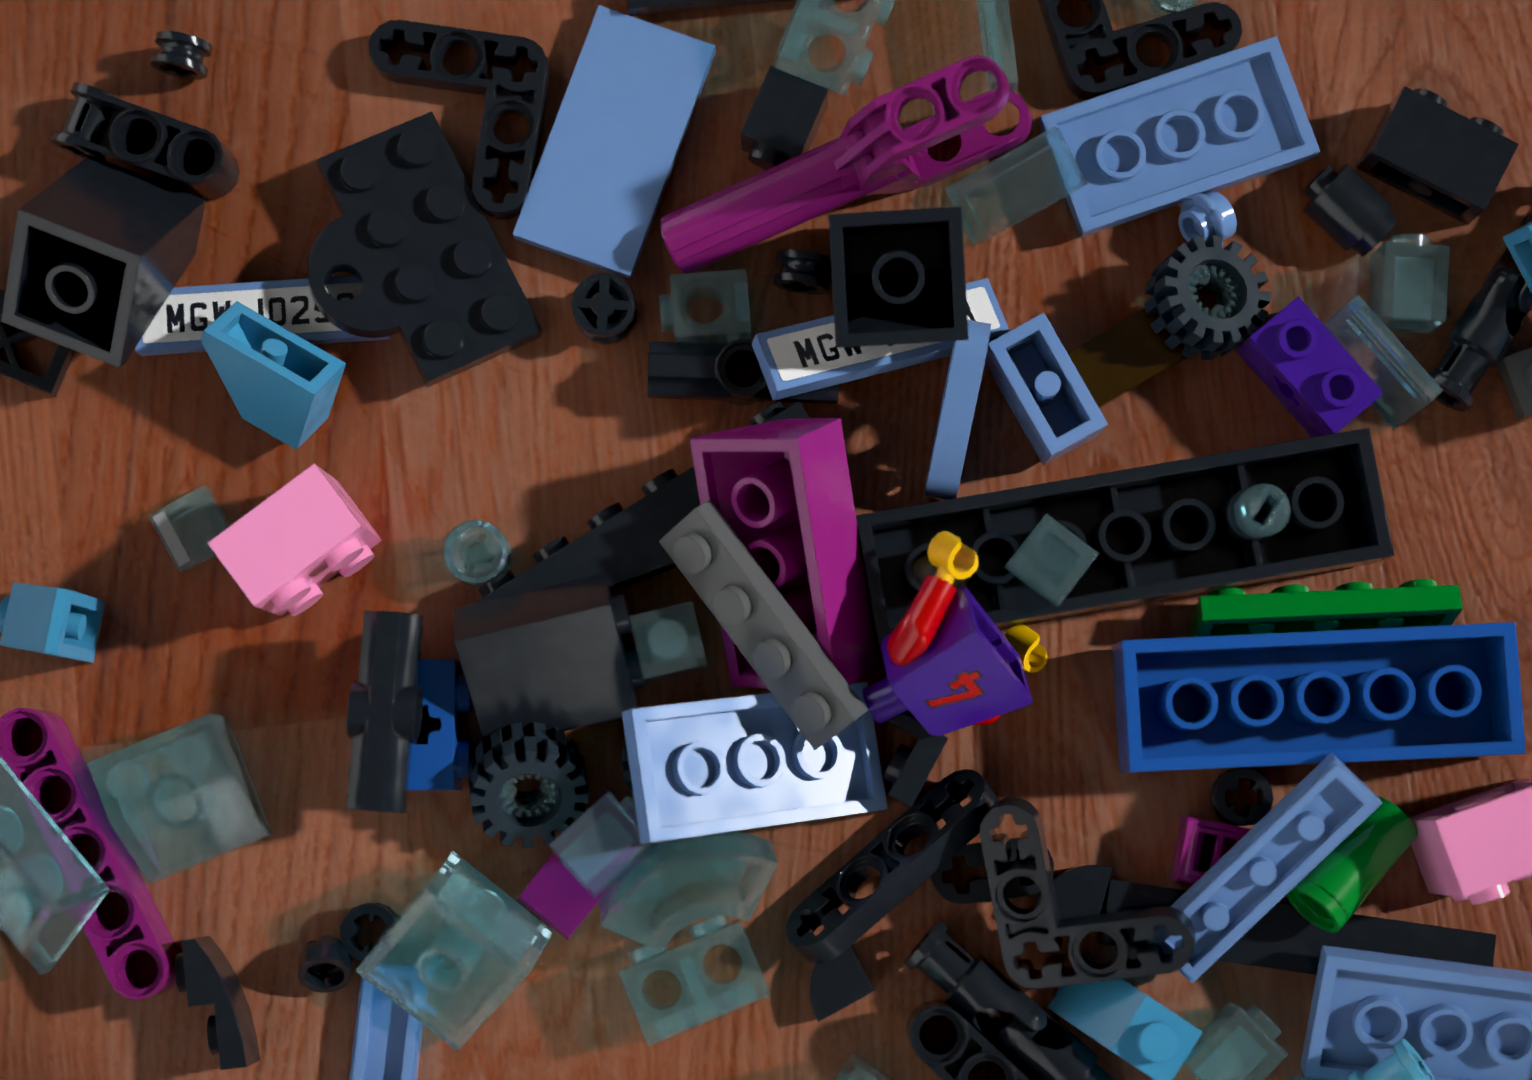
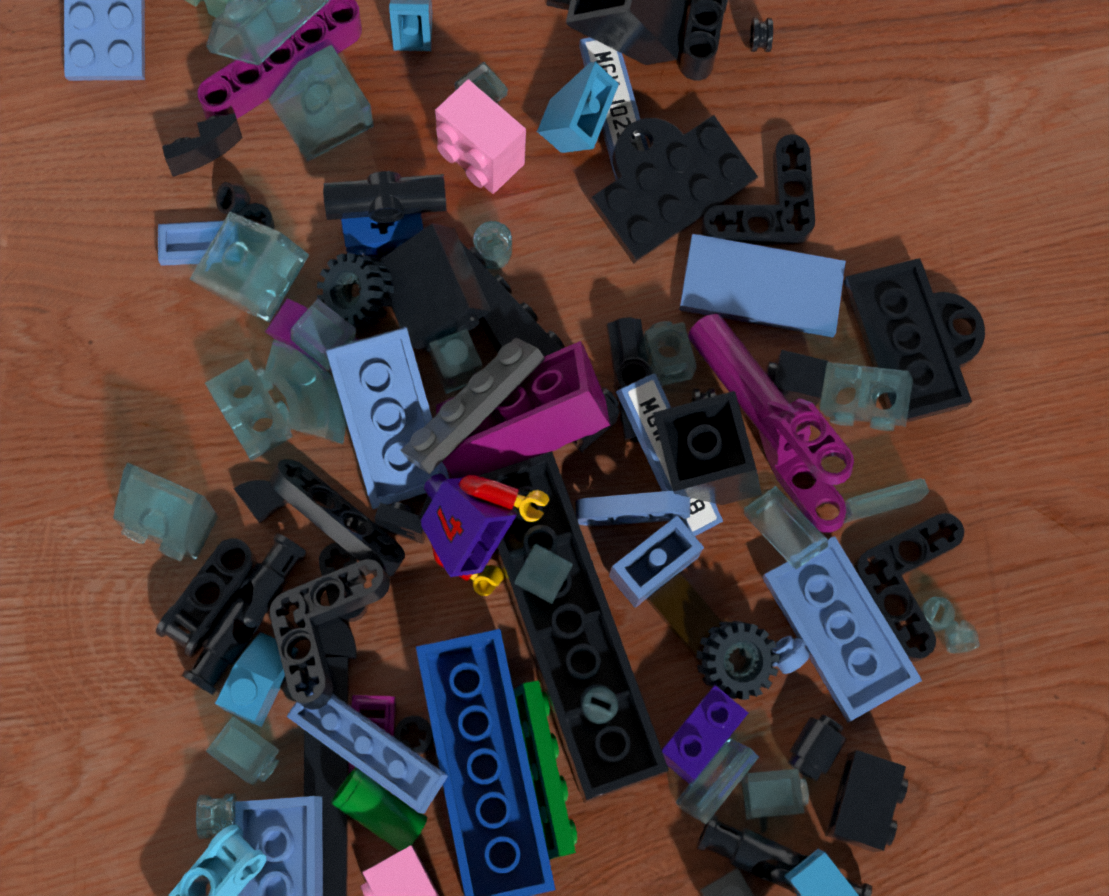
camera: 70 degrees right, 10 degrees down
(604, 295) = (659, 284): black wheel -> none

